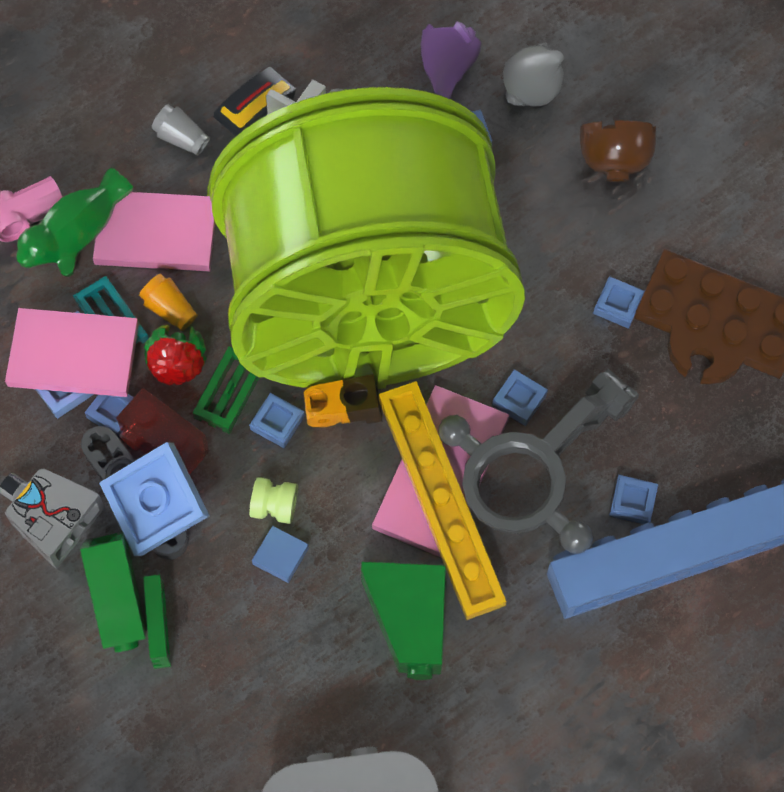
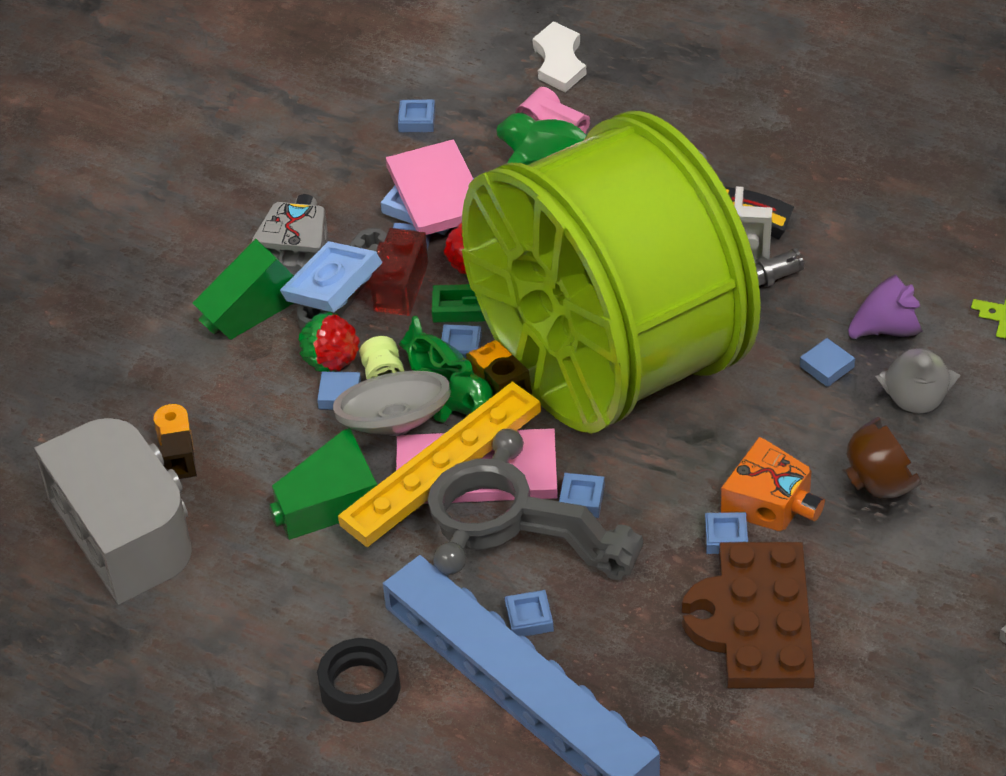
camera: 70 degrees right, 20 degrees down
(157, 621) = (236, 333): green tile -> none
(226, 538) = (328, 342): none -> red piece
(274, 733) = (175, 440): none -> leg
(319, 450) = (437, 356): none -> green animal
(335, 497) = (392, 402): none -> light grey dish
(596, 243) = (770, 488): none -> orange torso
(668, 648) = (361, 706): none -> black tyre

